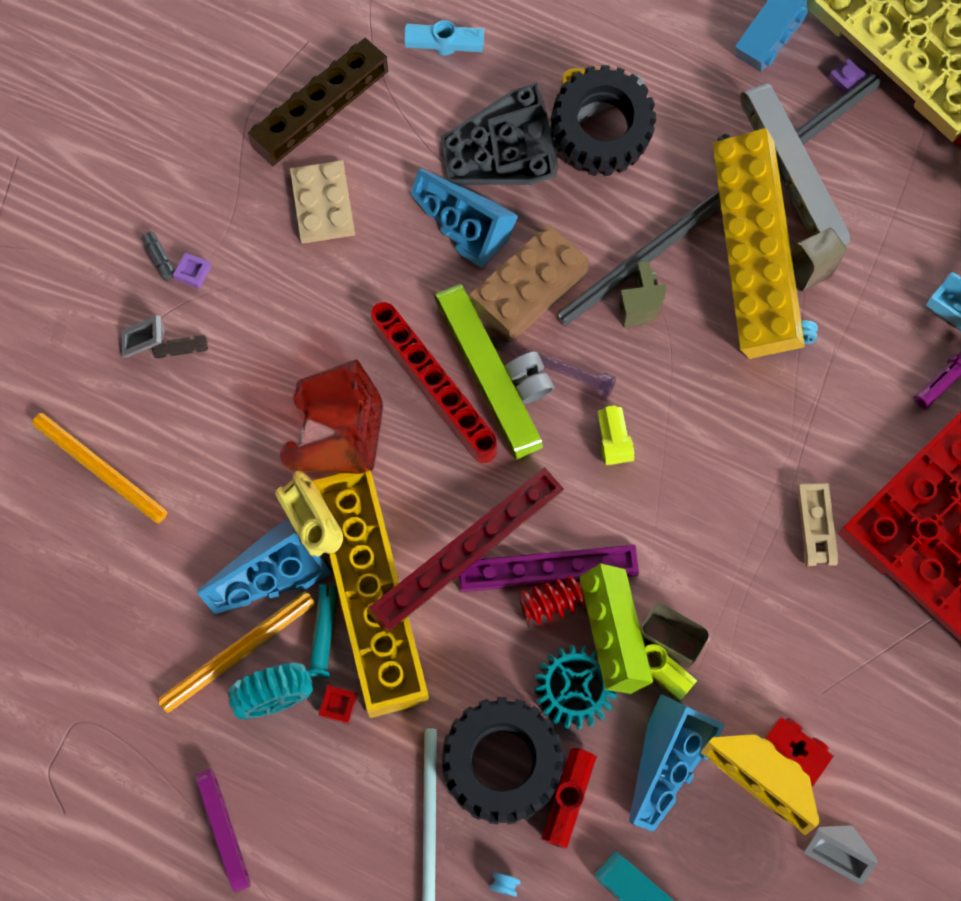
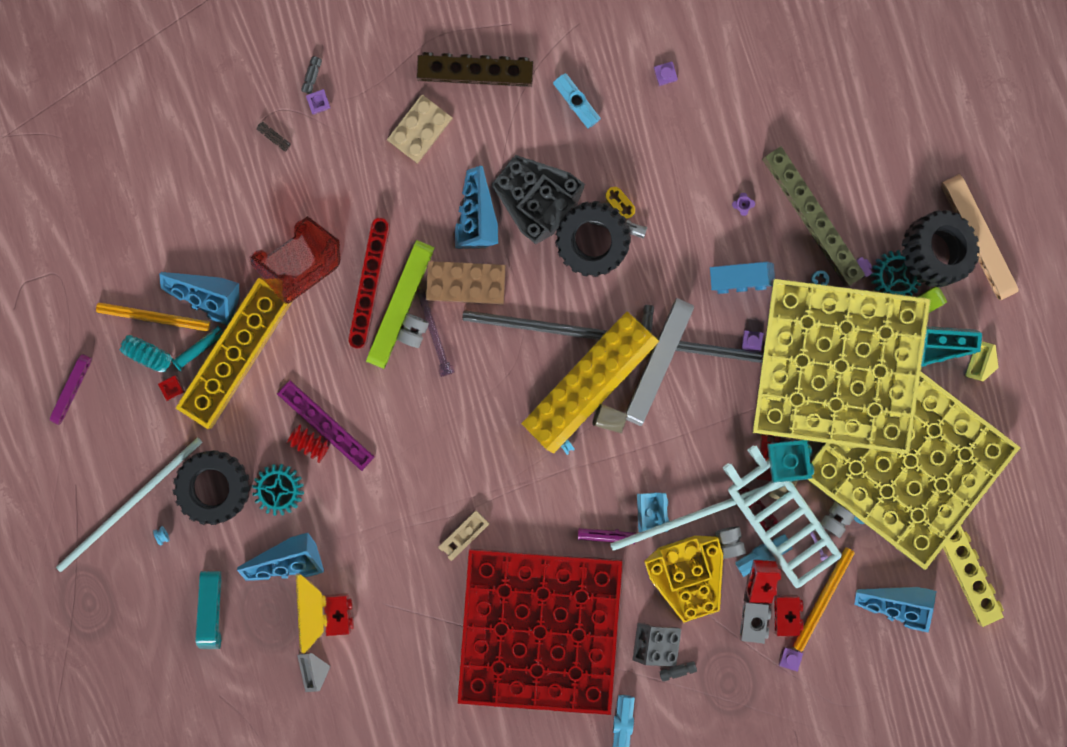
camera: 45 degrees right, 20 degrees up
(99, 468) = (177, 160): light orange axle -> none
(142, 336) = (259, 115): light grey slope -> none
(310, 515) = (239, 294): light yellow piece -> none
(464, 551) = (294, 382): dark red plate -> none
(563, 817) = (213, 535): red piece -> none
(615, 443) = (418, 403): neon yellow piece -> none
(615, 629) = (319, 485): lime brick -> none
(643, 303) = (511, 352): olive brick -> none
(670, 674) = (323, 527): neon yellow piece -> none
(672, 620) = (335, 519): dark tan piece -> none

